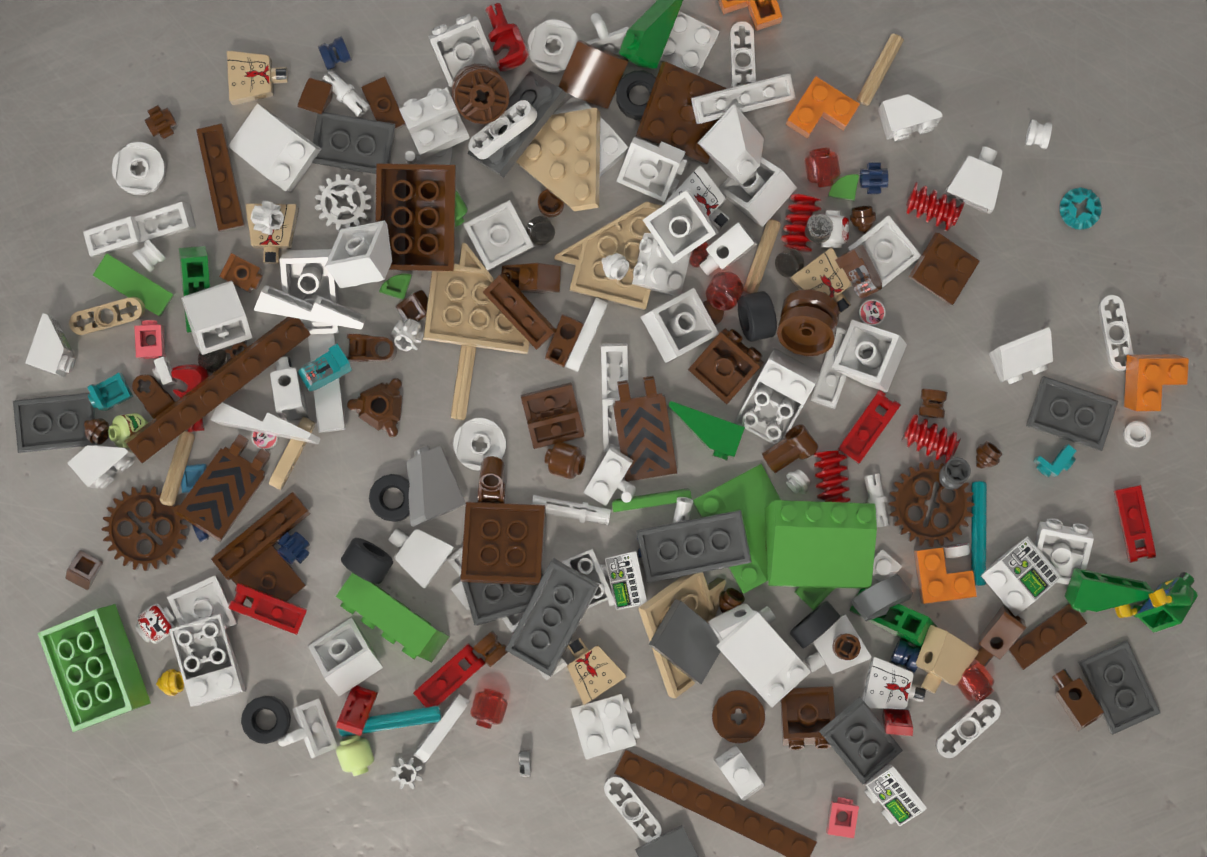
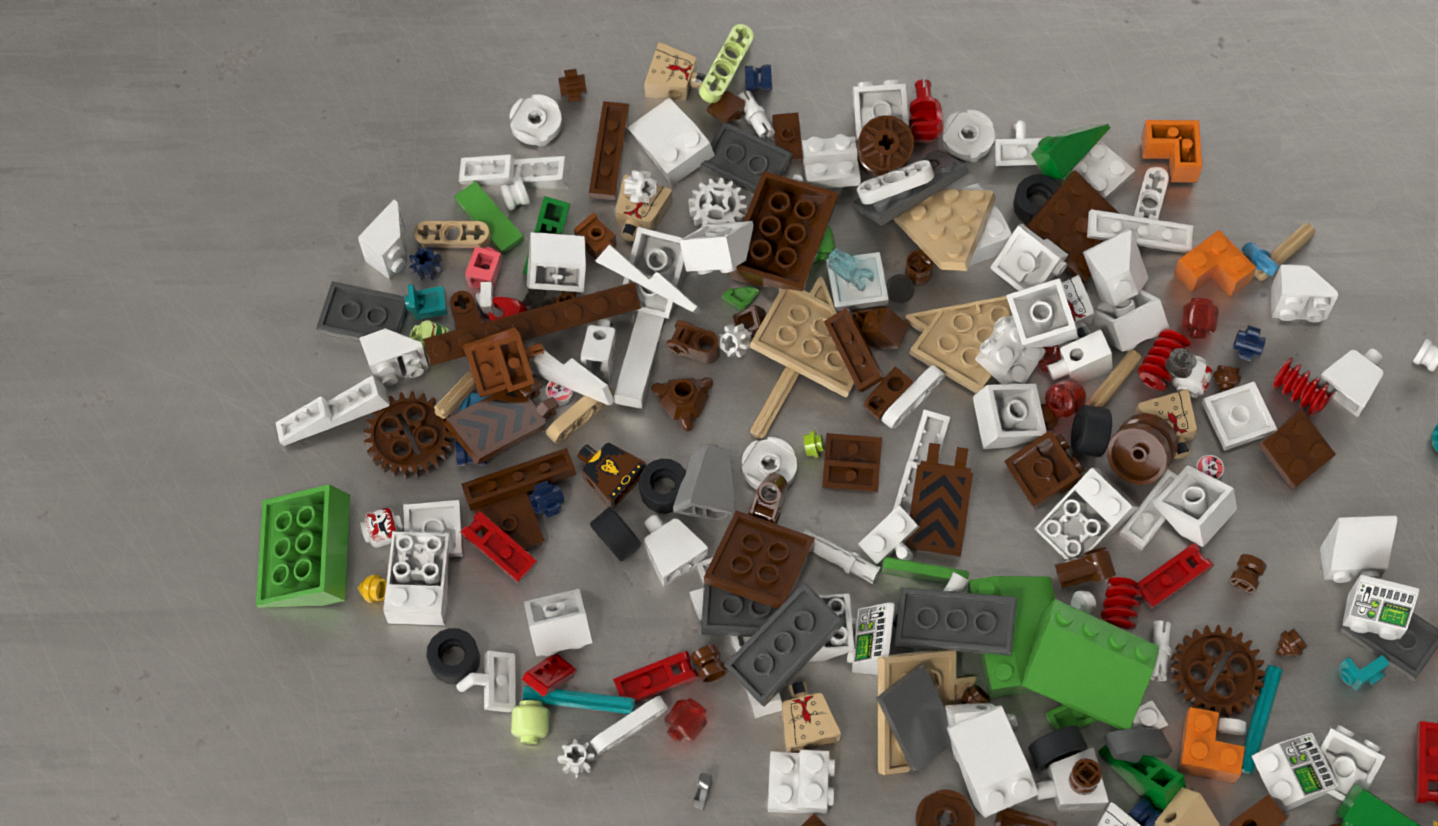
camera: 20 degrees right, 20 degrees down
(62, 535) = (322, 415): none -> white slope
(83, 570) = (332, 457): reddish brown slope -> none
(88, 348) = (425, 263): none -> dark blue gear
(96, 430) = (401, 326): reddish brown plate -> none
(204, 437) = (501, 362): none -> dark orange plate
(299, 49) = (728, 64): none -> yellowish green beam
(325, 369) = (643, 341): teal leg -> none
(340, 501) = (610, 472): none -> torso
(391, 617) = (621, 598): bright green wedge -> none
(483, 229) = (845, 267): none -> clear light blue plate
(512, 411) = (813, 444): none -> lime plate
(565, 460) = (850, 506): reddish brown head -> none
(593, 74) = (999, 166): reddish brown slope -> none
(615, 266) = (963, 339): white plate -> none
(715, 433) = (1011, 528): green slope -> none
(789, 262) = (1138, 392): clear smoke wheel -> none
(845, 188) = (1216, 346): bright green tile -> none
(860, 271) = (1210, 419): reddish brown leg -> none
(861, 90) = (1260, 258): none -> dark azure axle
(931, 438) = (1236, 607): red piece -> none
(958, 469) = (1252, 641): dark grey wheel -> none
(1055, 404) = (1379, 607): none -> slope

